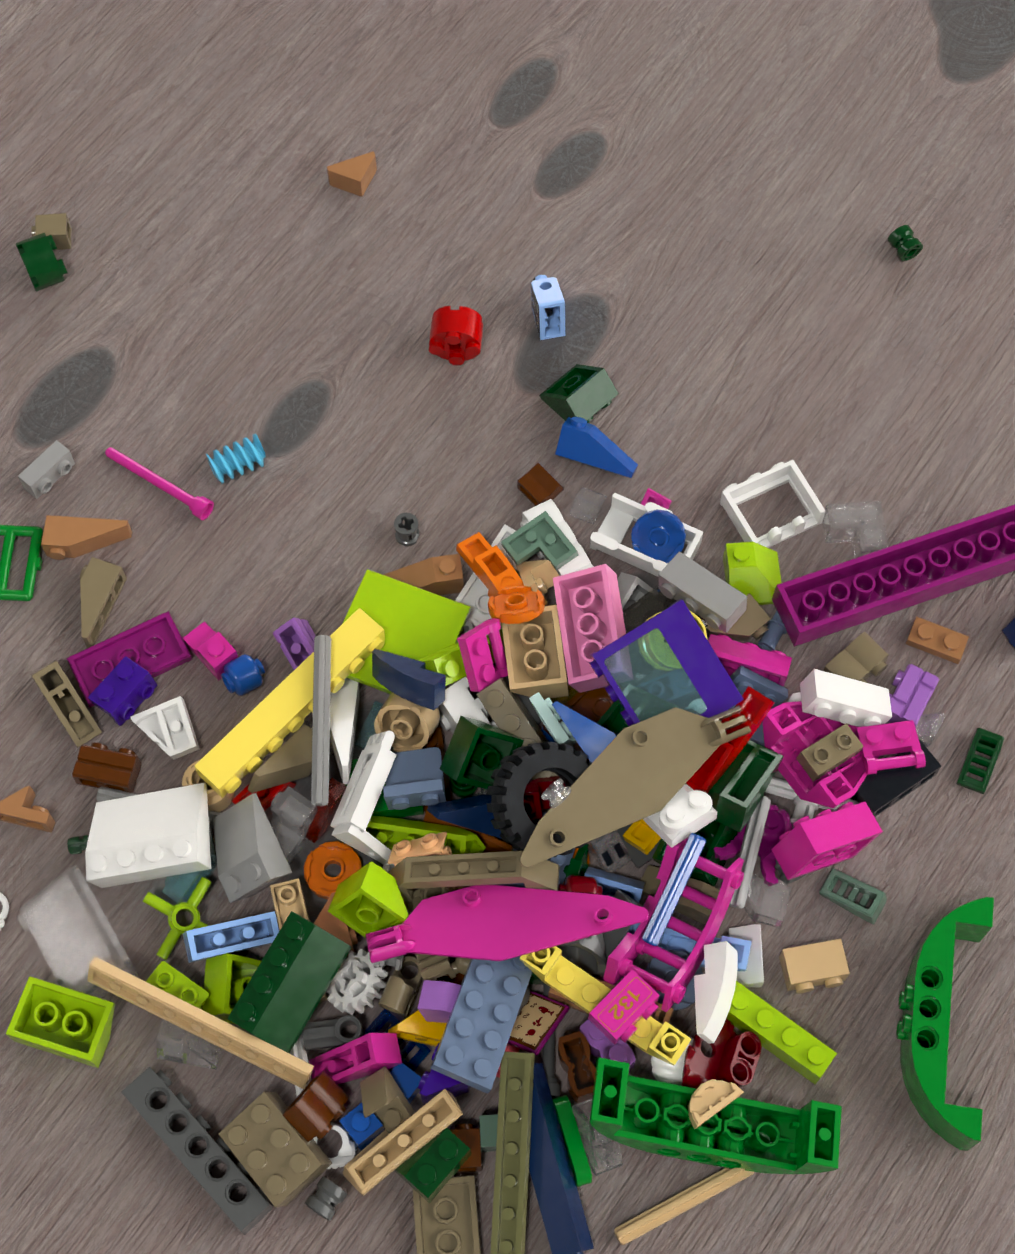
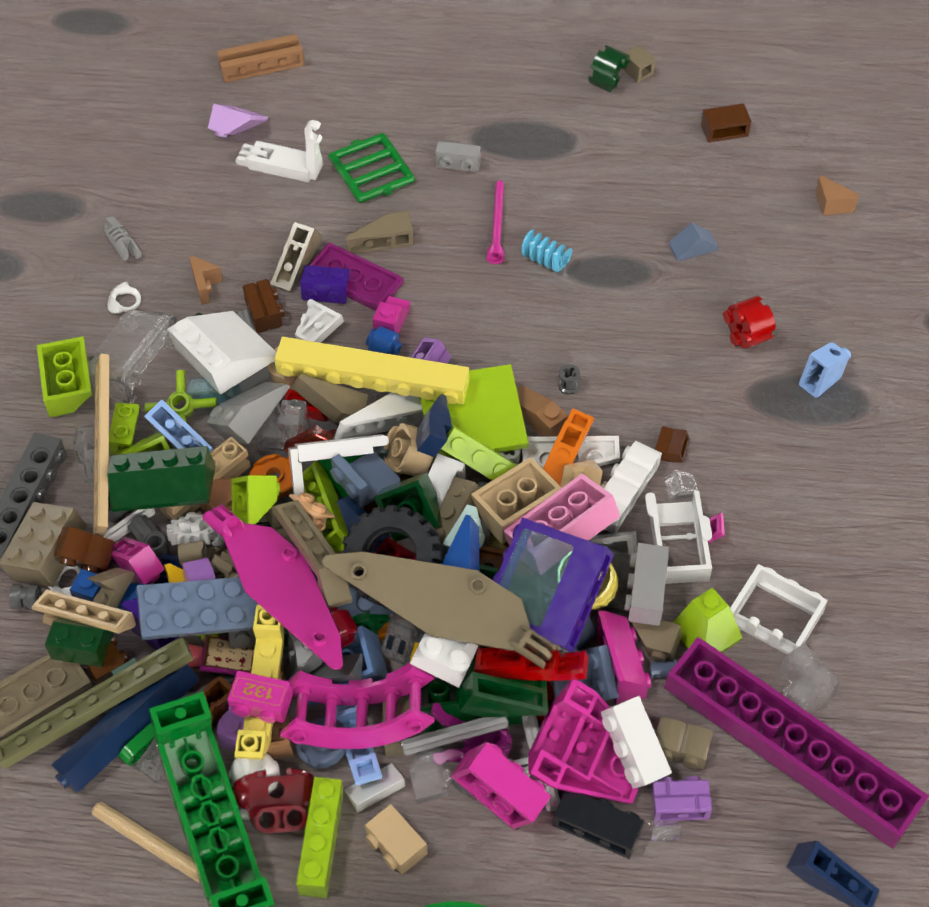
camera: 60 degrees right, 10 degrees down
(77, 536) = (422, 200): medium nougat slope -> none
(192, 204) = (726, 122): none -> reddish brown piece
(317, 326) = (692, 242): none -> sand blue slope
(321, 721) = (364, 389): light grey axle -> none
(477, 655) = (480, 457): dark pink plate -> none
(516, 605) = (542, 463): orange tile -> none
(543, 536) = (619, 457): sand green plate -> none
(557, 793) = (389, 548): clear bush -> none
(580, 392) = (769, 431): dark green slope -> none
(590, 446) = (728, 458): blue slope -> none
(658, 535) = (686, 541): blue tile -> none
(674, 889) = (382, 688): axle -> none
(710, 1099) = (227, 804): tan tile -> none
(715, 989) = (320, 764): white slope -> none
(829, 752) = (578, 749): dark tan piece -> none
(858, 887) = (476, 861): sand green slope -> none
(887, 740) = (623, 792): dark pink plate -> none
(937, 640) = (753, 799): medium nougat plate -> none
(988, 744) = (666, 896): dark green slope -> none

